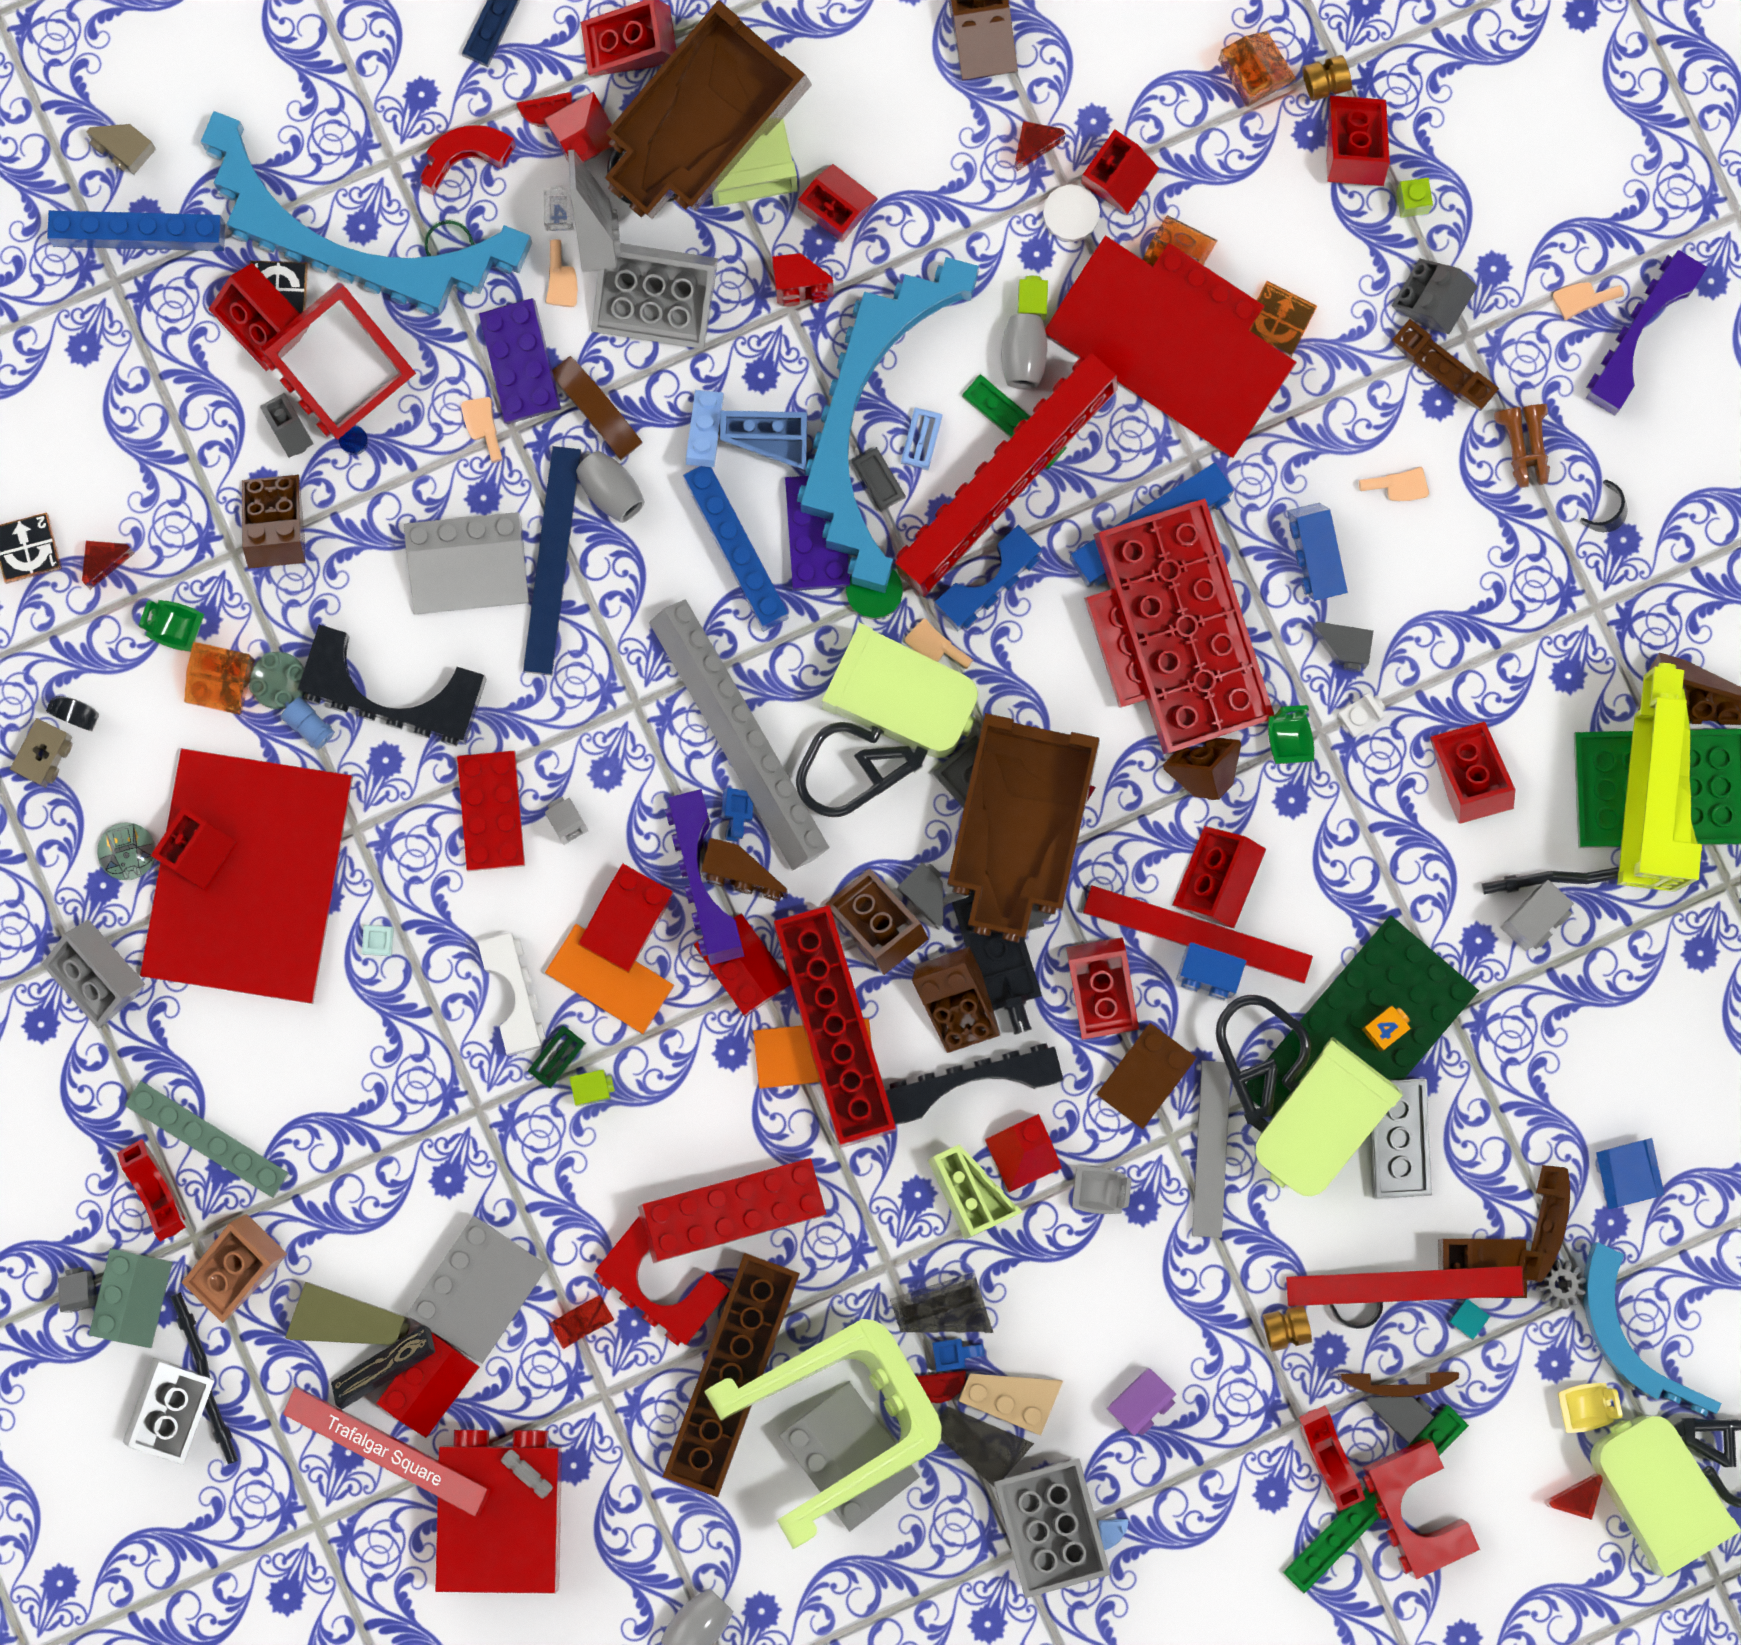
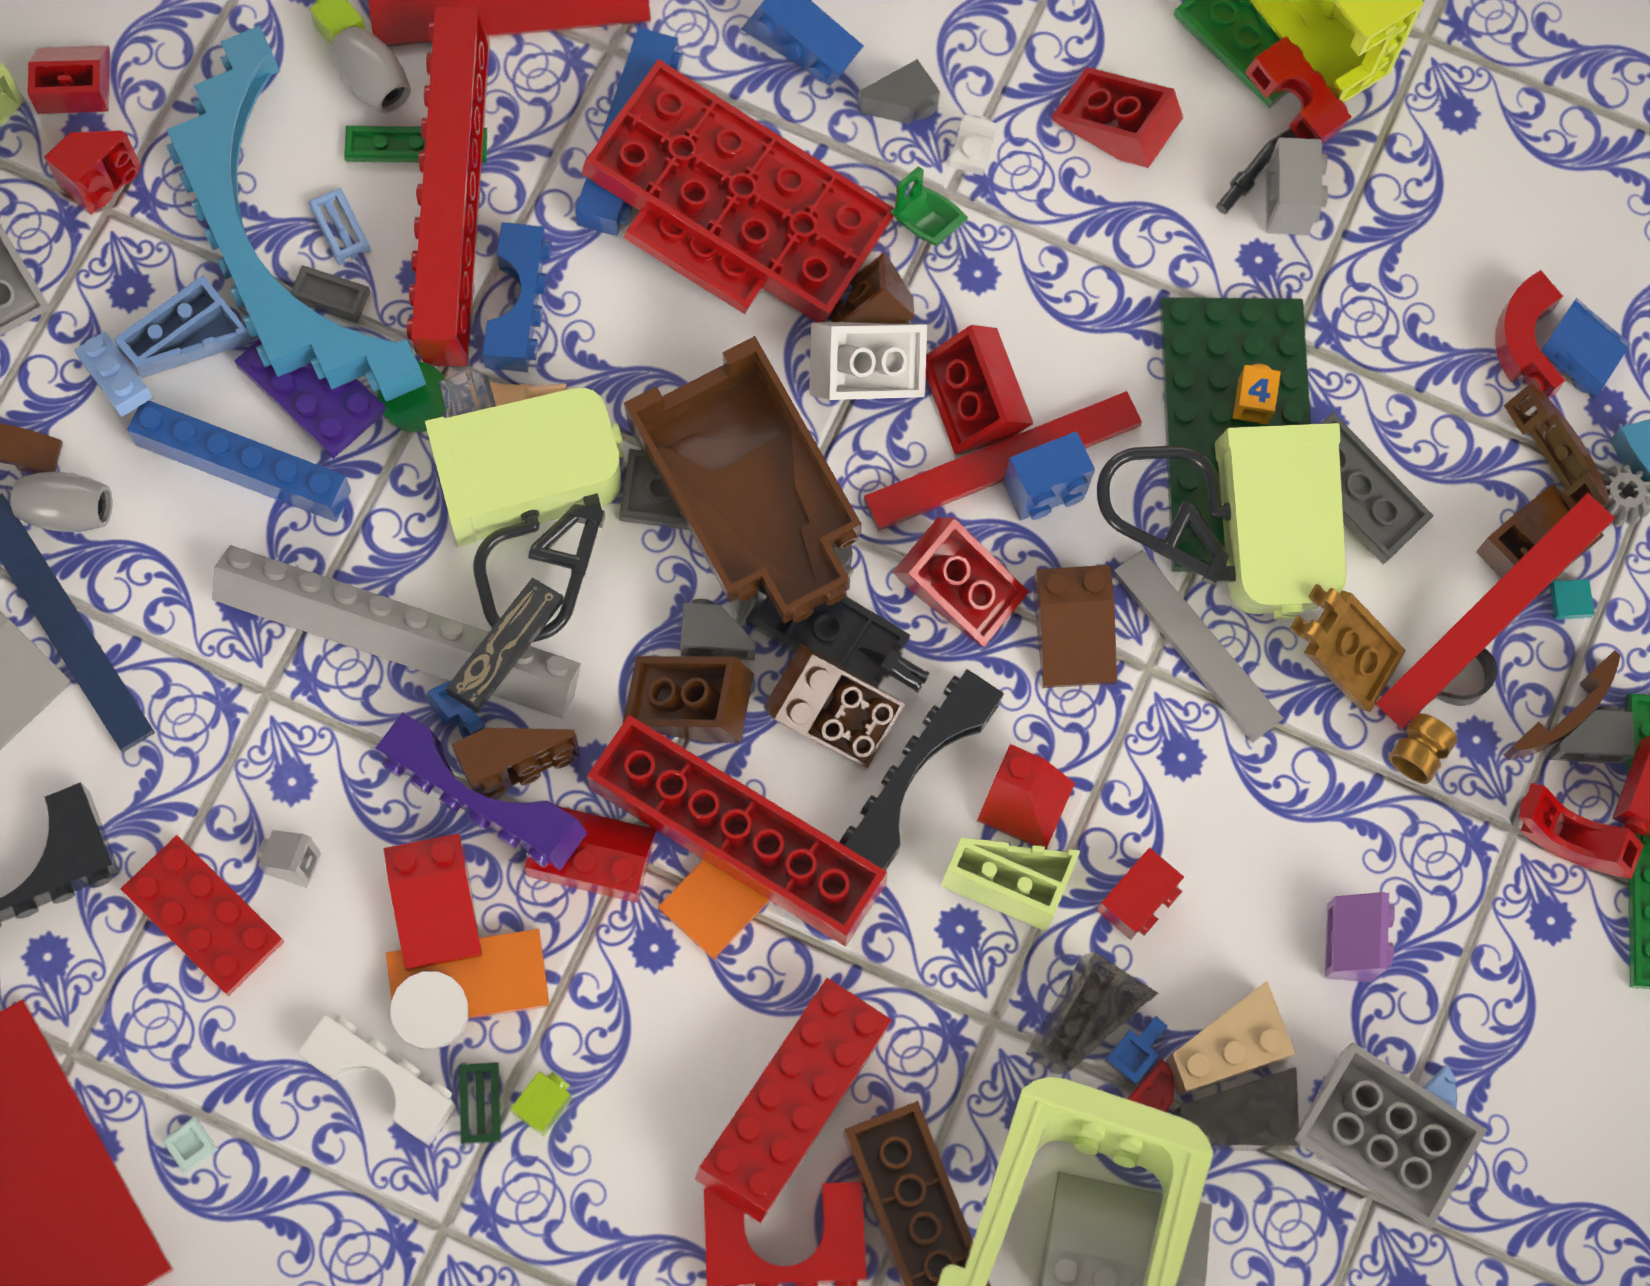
camera: 45 degrees left, 10 degrees down
(571, 979) = (429, 1010): none -> white tile
(791, 802) = (504, 645): none -> black tile
(904, 622) = (467, 392): none -> clear brick
(1039, 1267) = (1140, 894): none -> red brick
(1100, 1190) = (1134, 769): light grey piece -> none
(1166, 802) = (867, 360): none -> white slope
(1295, 1232) = (1349, 646): none -> pearl gold tile
(1601, 882) = (1286, 69): none -> red arch
(1617, 1115) = (1516, 334): none -> red arch

